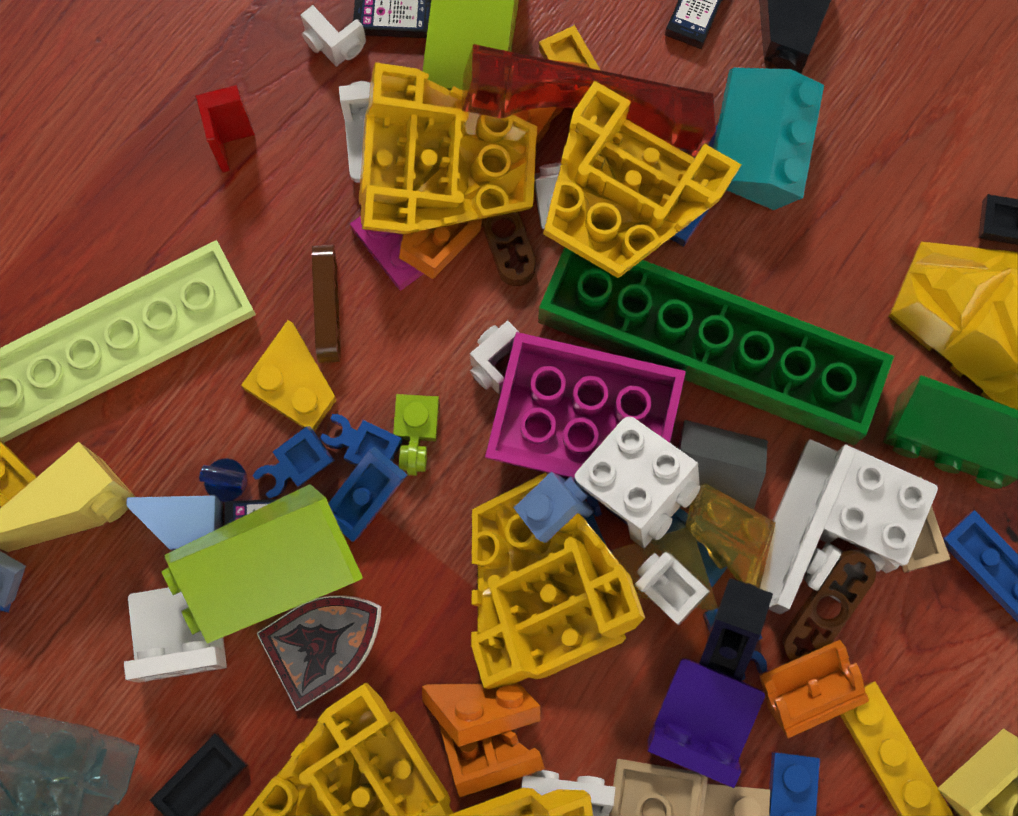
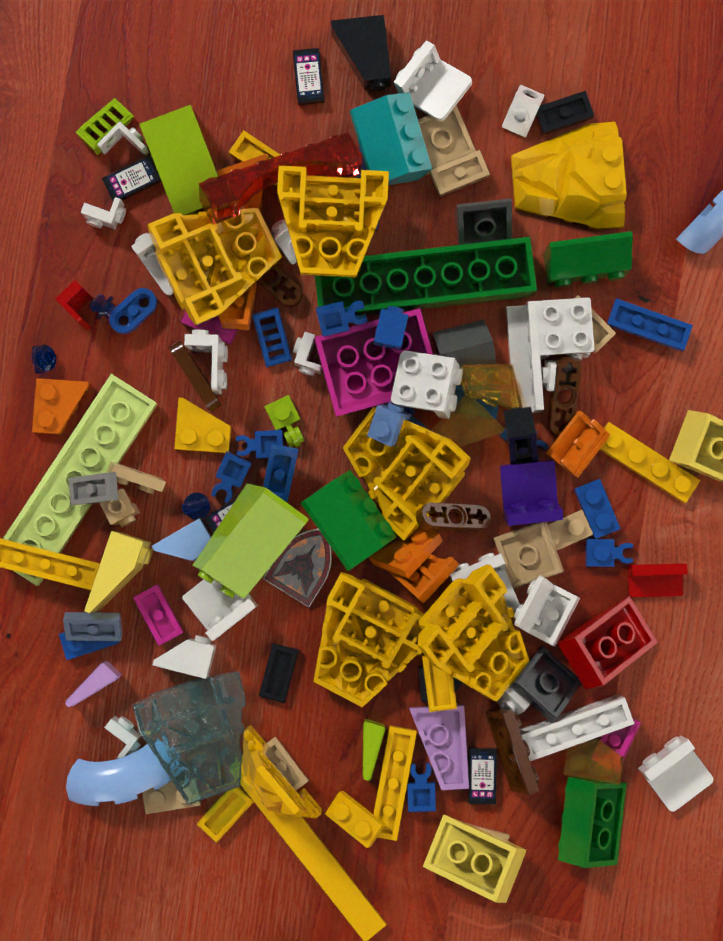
camera: 30 degrees left, 10 degrees up
(81, 602) = (158, 614): none -> dark pink plate
(85, 687) = (189, 657): none -> white slope
(95, 374) = (93, 488): none -> light grey plate
(115, 424) = (120, 510): none -> tan bracket
(121, 242) = (55, 404): none -> orange wing
(141, 176) = (43, 358): none -> clear blue plate
(175, 407) = (146, 481): none -> tan plate
(259, 149) = (102, 306): none -> clear blue plate
(295, 173) = (131, 308): none -> blue plate
(362, 263) = (203, 342): none -> white bracket
(421, 614) = (348, 519): none -> green slope
(467, 274) = (273, 312): none -> blue slope
(555, 694) = (443, 522): none -> reddish brown beam
(559, 320) = (335, 318): none -> blue plate
(629, 374) = (391, 328): none -> blue brick
(670, 586) = (474, 432): white bracket -> none
(837, 227) = (459, 173): none -> tan plate
(840, 302) = (483, 221): none -> dark grey slope
(841, 175) = (446, 138): none -> tan tile
(860, 92) = (432, 82): none -> white bracket
(966, 192) = (522, 111): none -> white bracket

